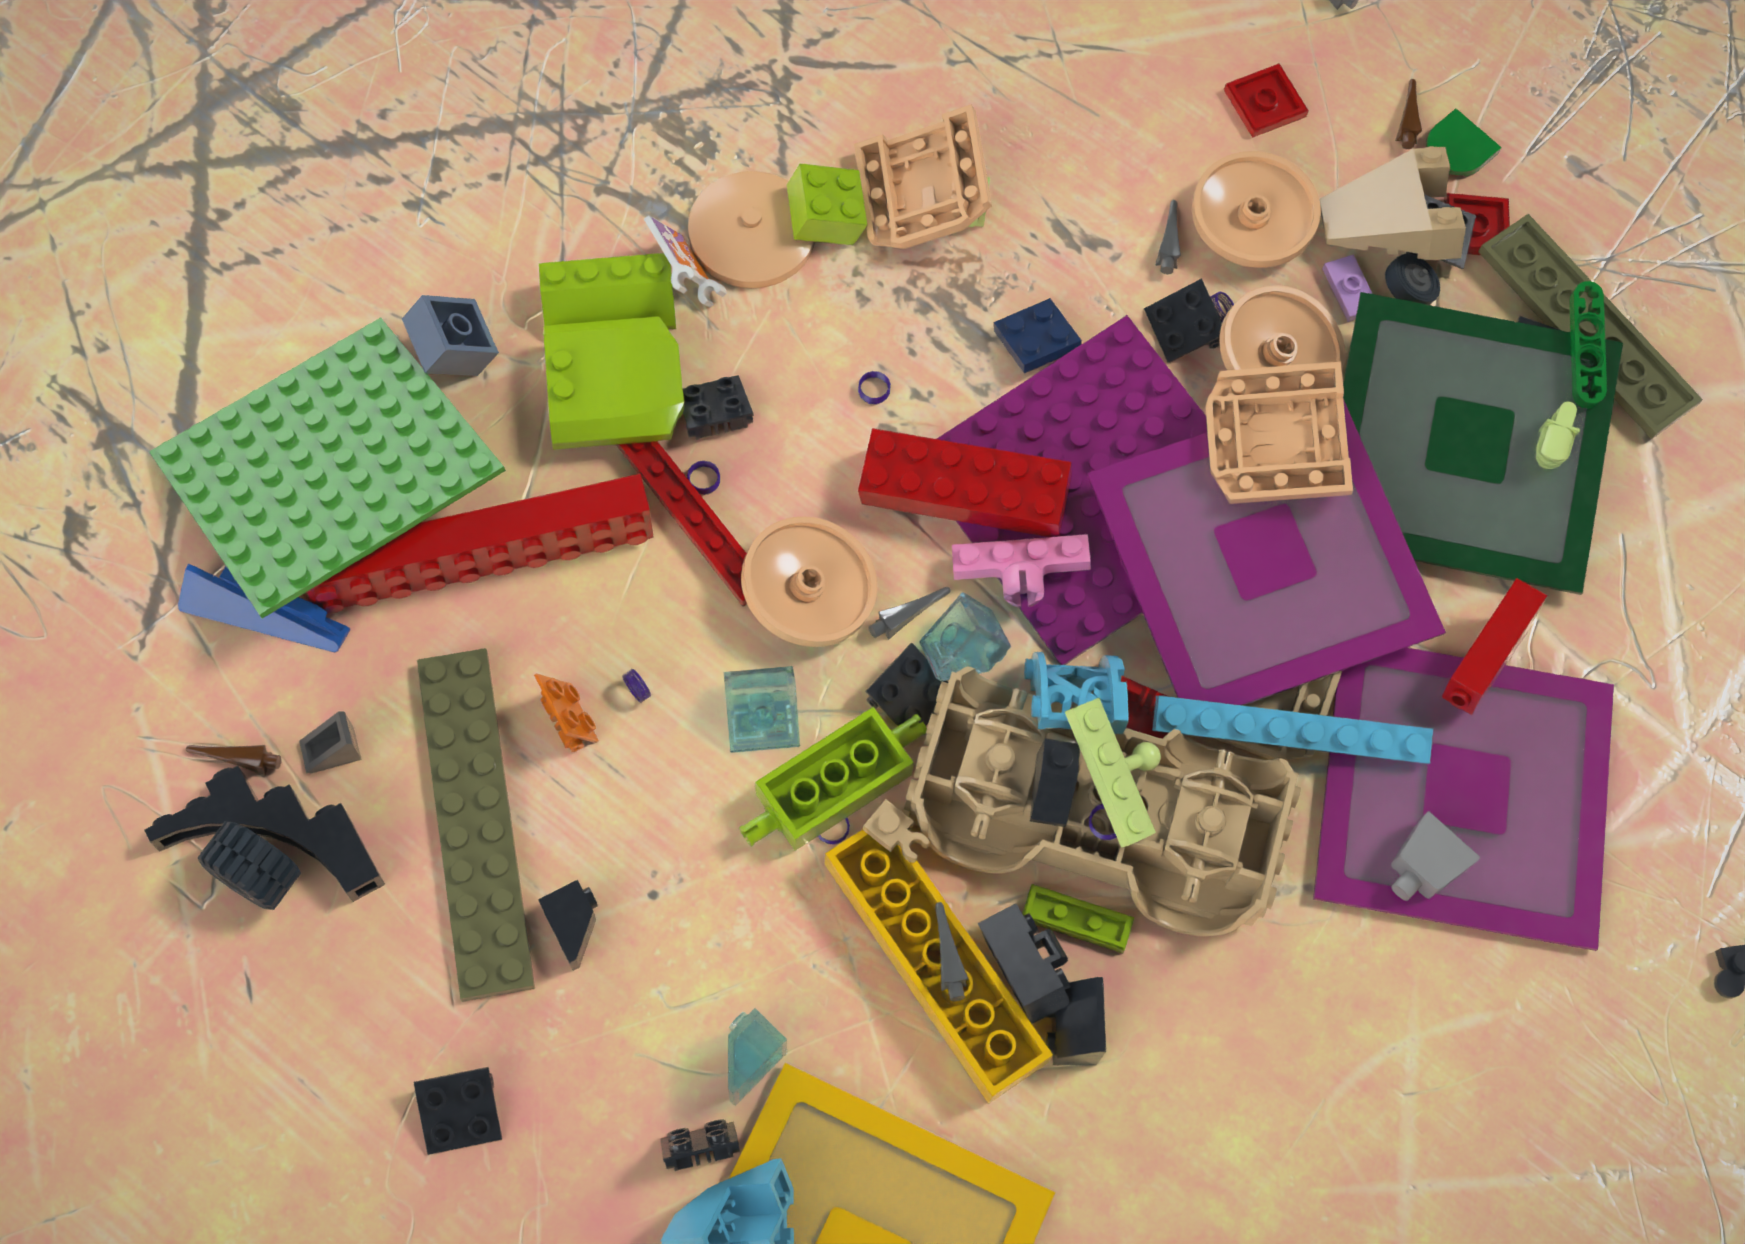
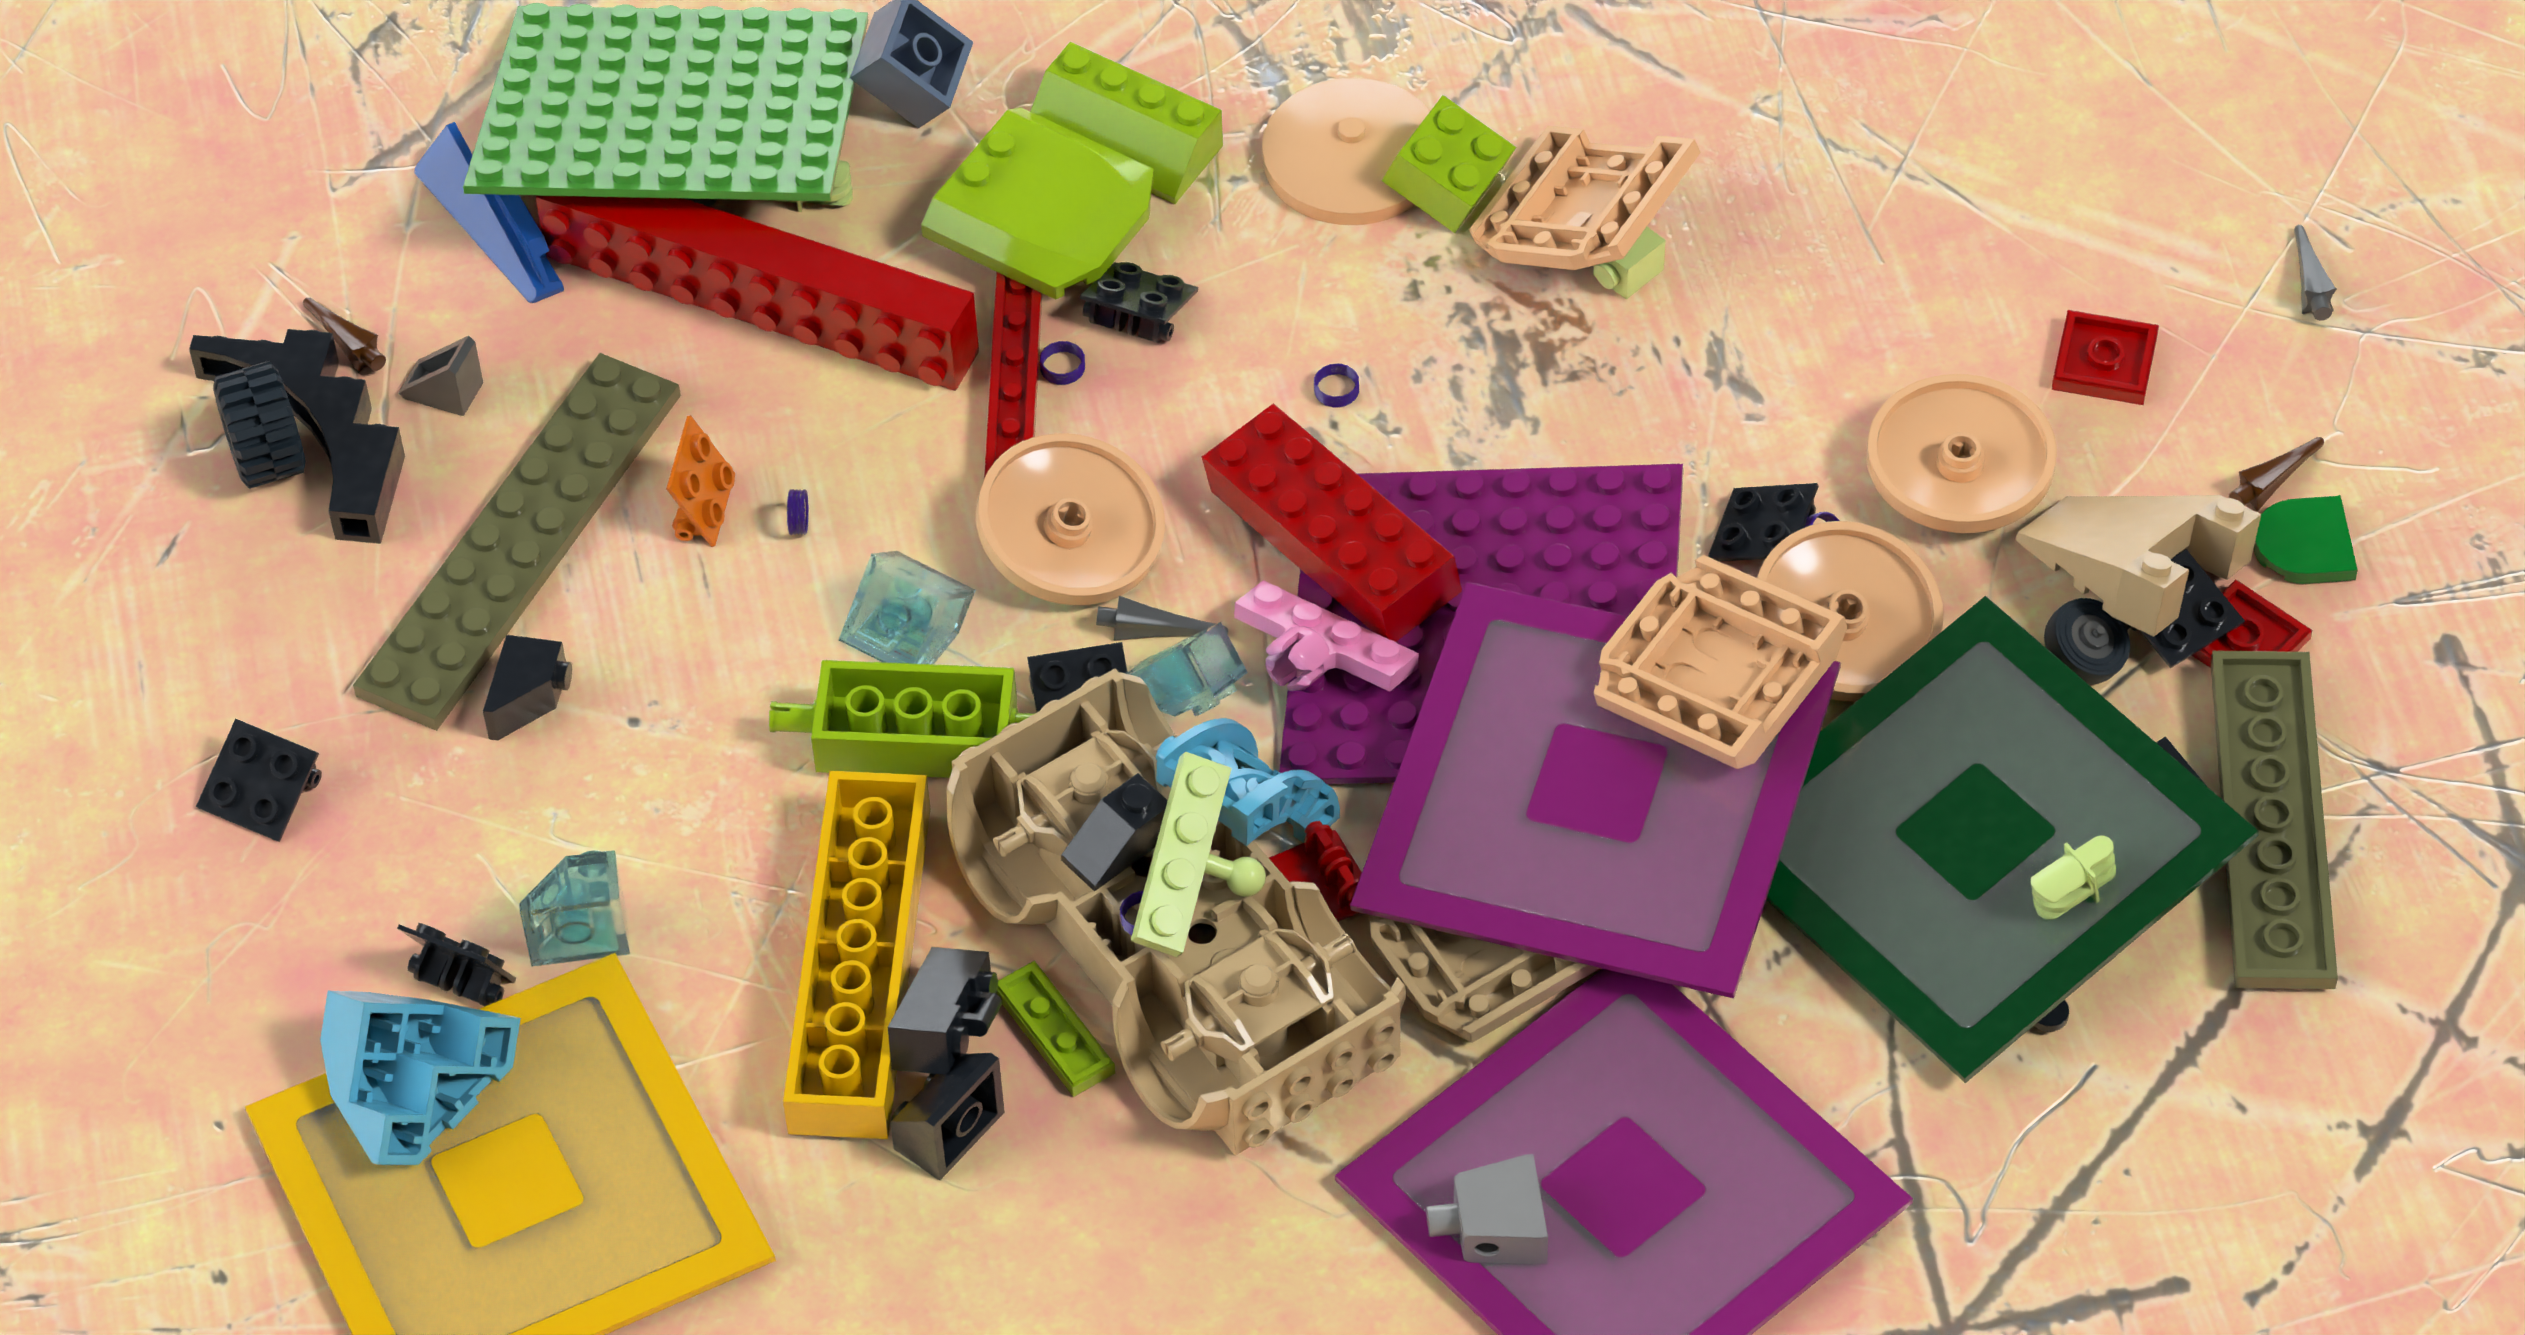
camera: 45 degrees right, 15 degrees down
(683, 262) = (1234, 124): white flag -> none
(892, 827) = (919, 791): tan plate -> none
(952, 970) = (851, 951): dark grey piece -> none
(1037, 335) = (1570, 434): dark blue plate -> none
(1169, 248) = (1822, 440): dark grey piece -> none
(1293, 729) = (1467, 988): medium azure plate -> none
(1346, 283) = (2017, 592): lavender plate -> none
(1494, 646) = (1784, 1052): red slope -> none
(1585, 344) = (2211, 806): green beam -> none

